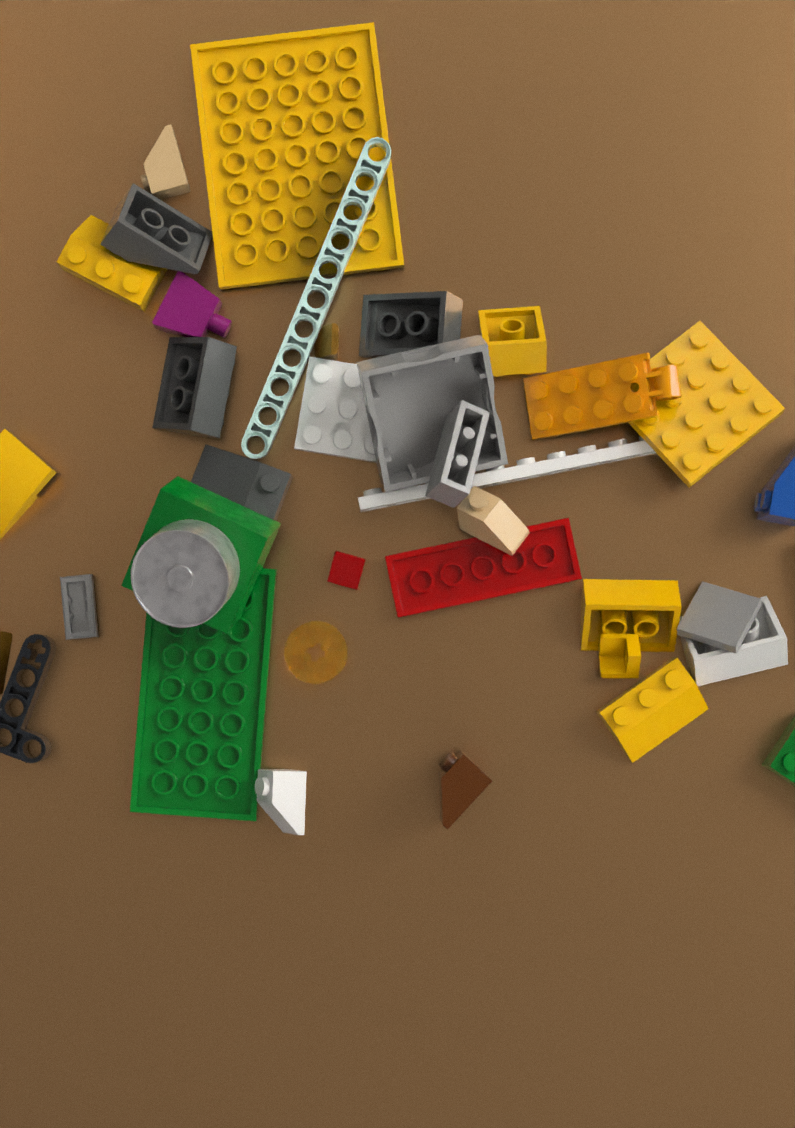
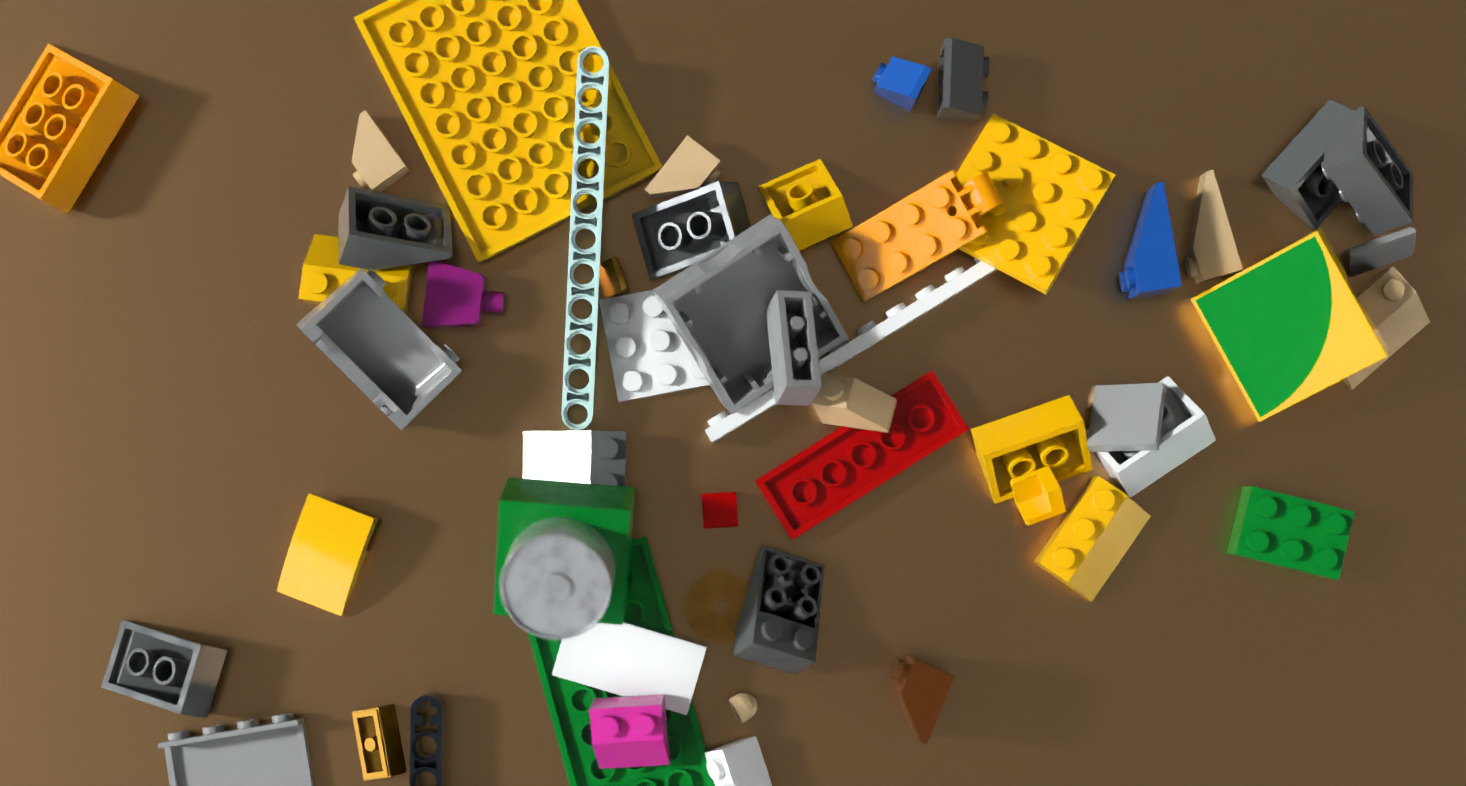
camera: 15 degrees left, 0 degrees up
(79, 606) = (454, 651): light grey plate -> none
(109, 327) = (380, 347): none -> light grey windscreen
(195, 386) = (494, 377): dark grey slope -> none
(201, 728) = (630, 731): none -> dark pink slope
(224, 672) = (632, 663): none -> white tile
(305, 743) = (743, 706): none -> tan hinge
(366, 674) = (781, 612): none -> dark grey slope
(420, 274) = (685, 171): none -> tan slope
(632, 265) = (901, 82): none -> blue slope
(682, 282) = (961, 81): none -> dark grey slope

